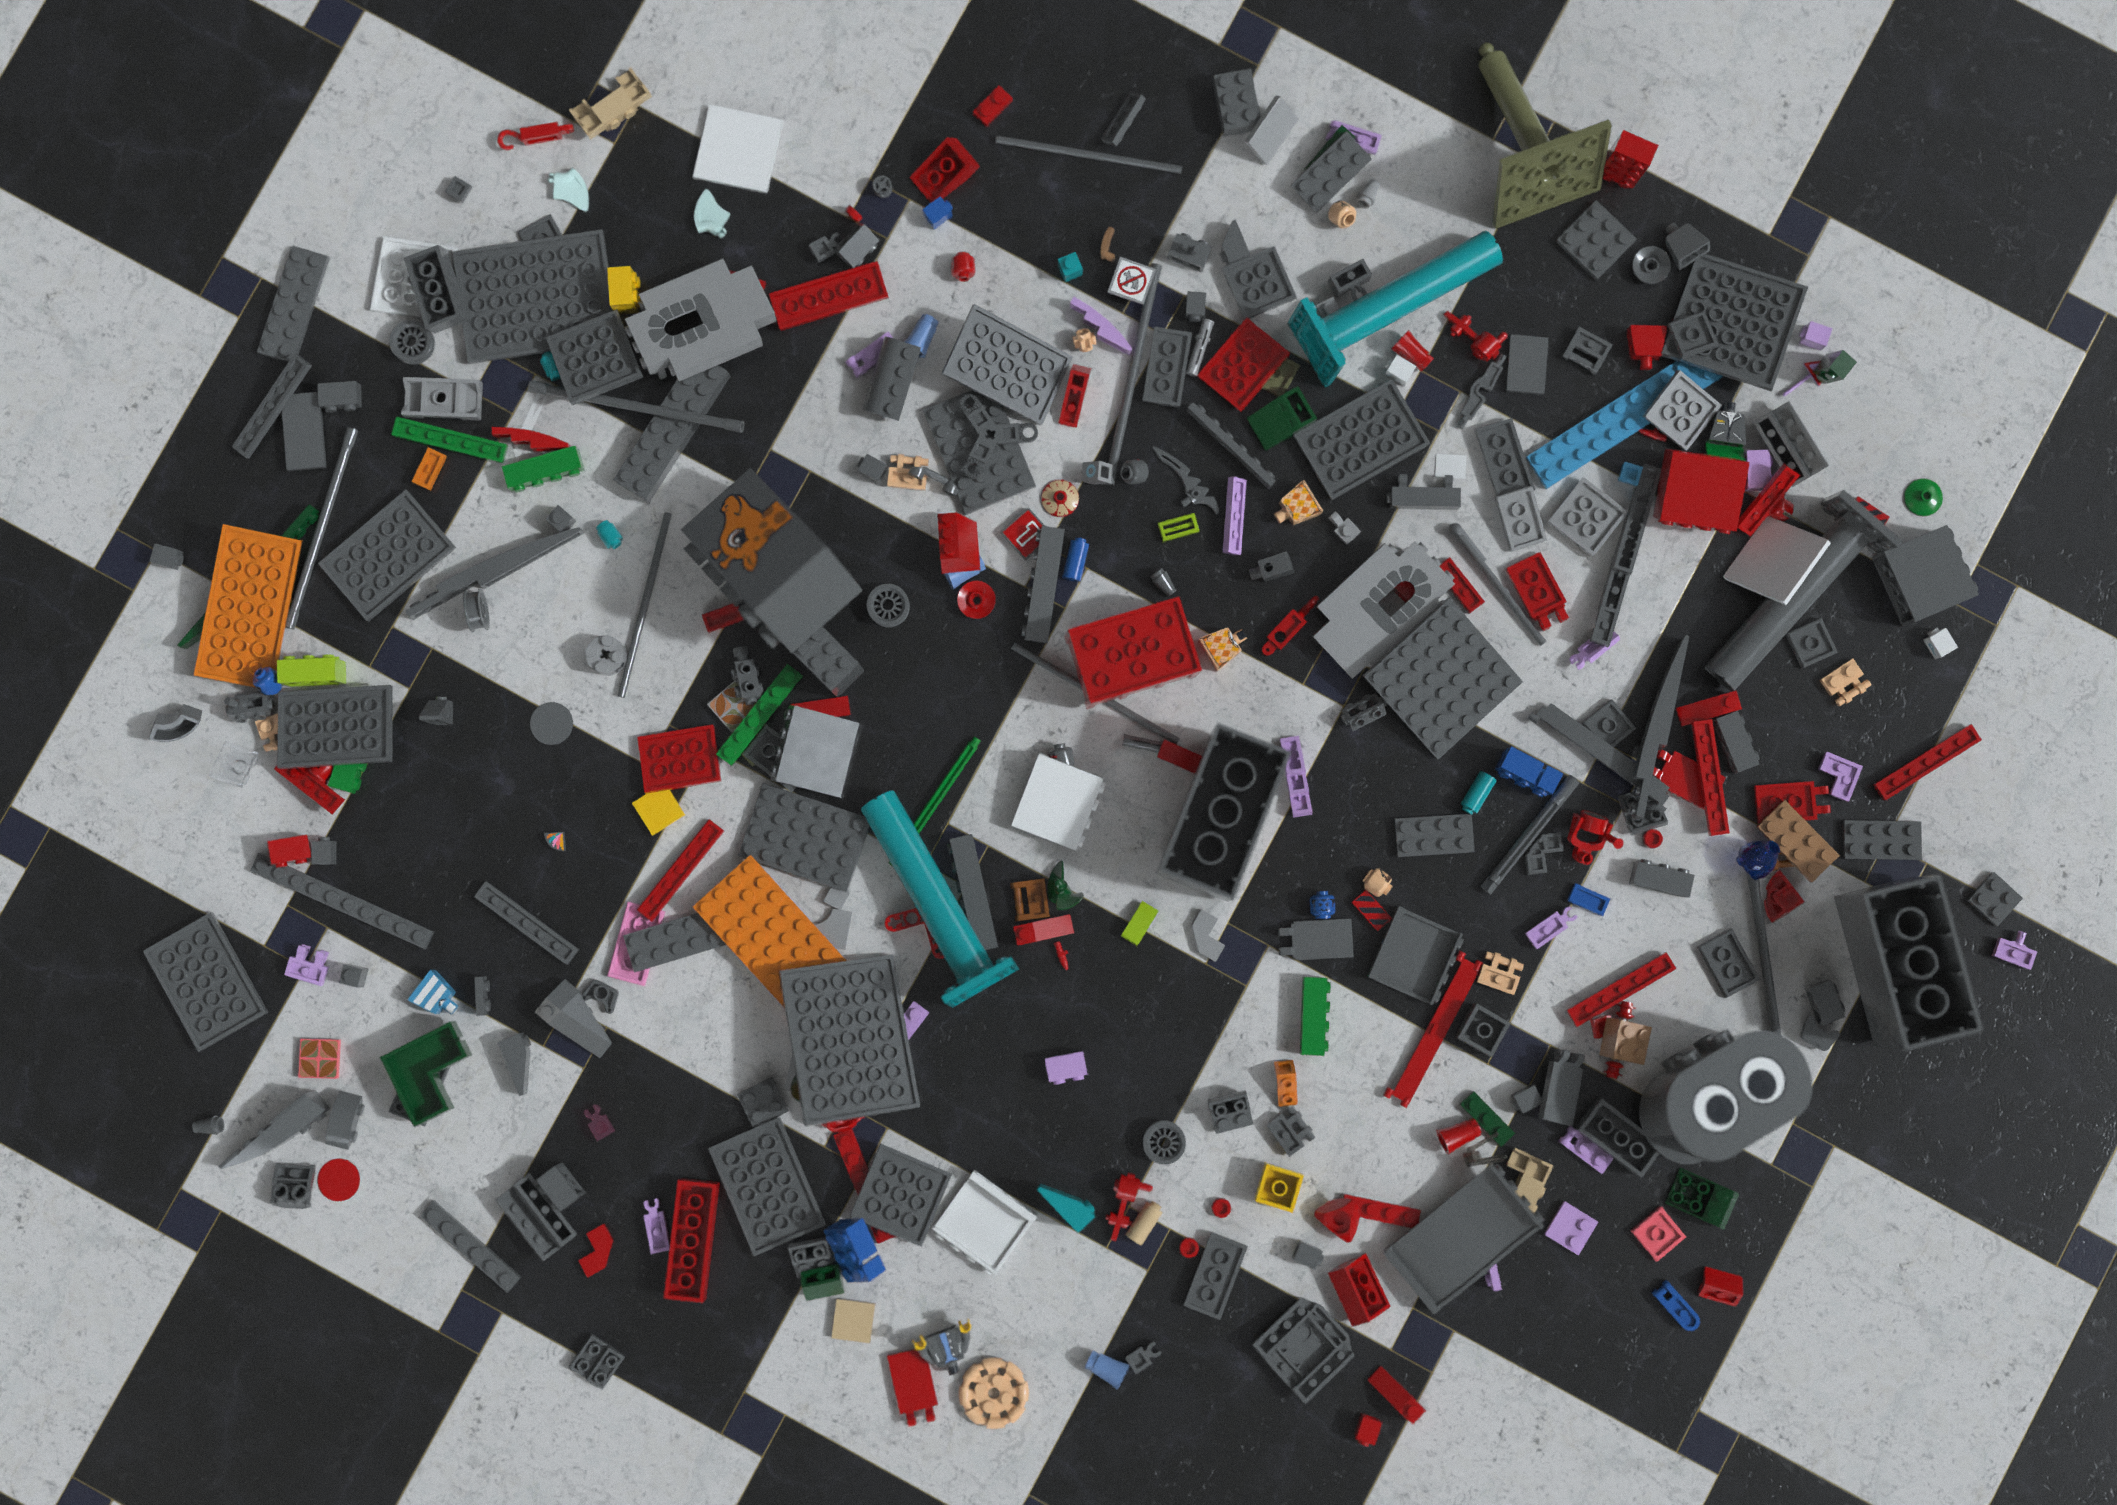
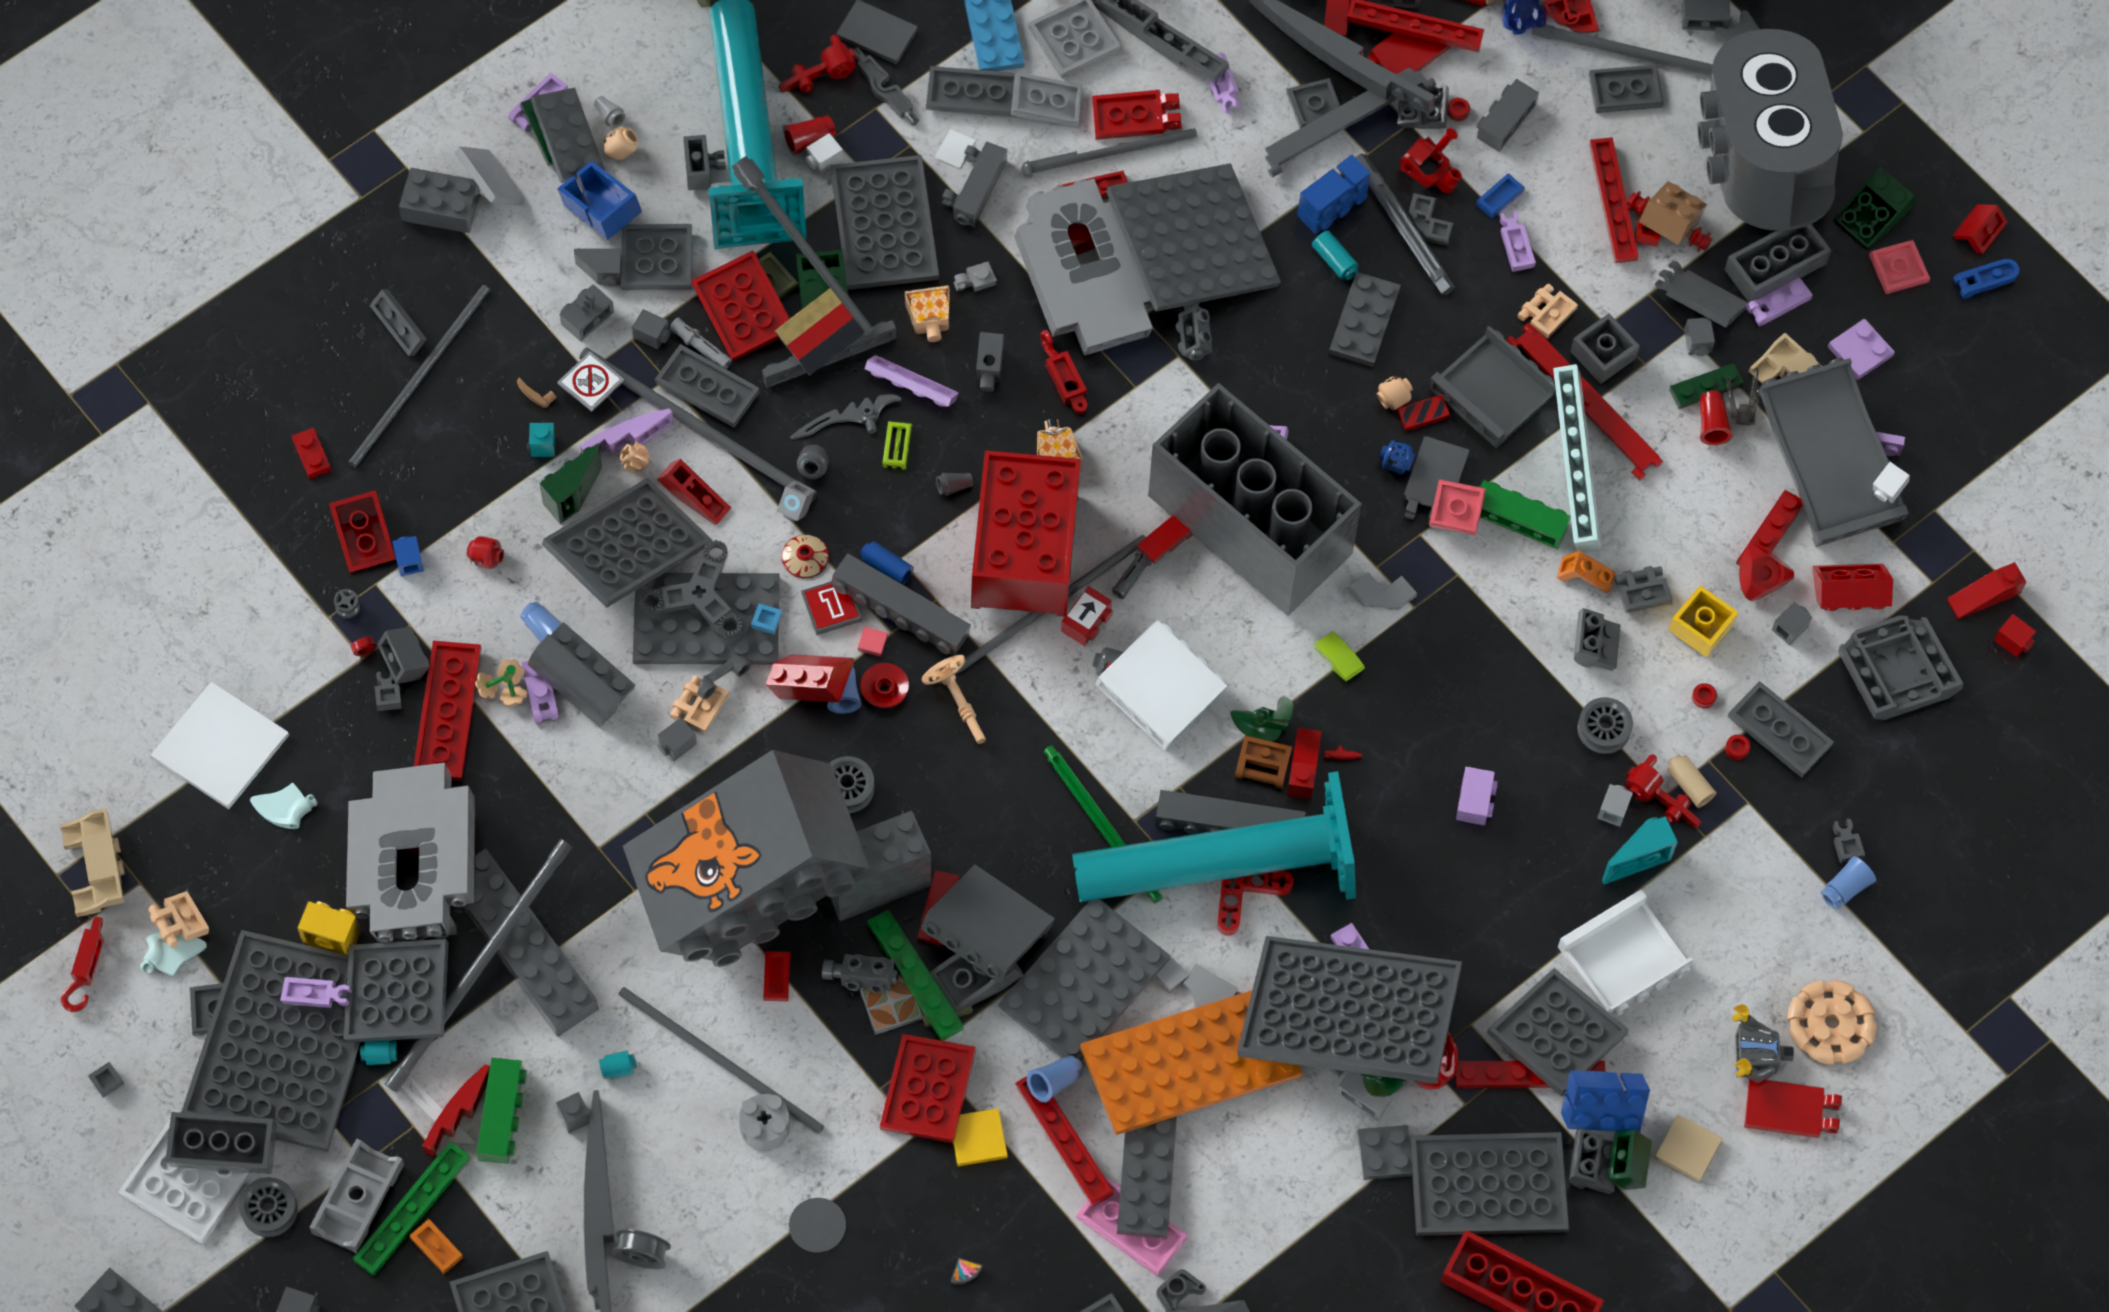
camera: 70 degrees left, 20 degrees down
(571, 300) = (313, 992): none -> lavender plate
(597, 187) = (185, 916): none -> light nougat plate
(719, 846) = (1054, 1077): none -> medium blue plant
(875, 326) = (509, 674): none -> light nougat plant
(990, 492) = (766, 619): none -> dark azure plate
(1001, 643) = (945, 673): none -> light nougat dish
(1010, 576) = (872, 641): none -> coral tile
(1037, 304) = (569, 486): none -> dark green slope
(1093, 724) = (1086, 616): none -> brick
(1102, 1173) = (1615, 804): none -> light grey brick
(1251, 435) = (828, 321): none -> flag
(1283, 221) = (604, 200): none -> blue piece
(1295, 967) = (1457, 507): none -> coral tile
(1375, 1042) = (1577, 458): none -> light aqua brick
(1449, 1293) = (1890, 483): none -> white brick

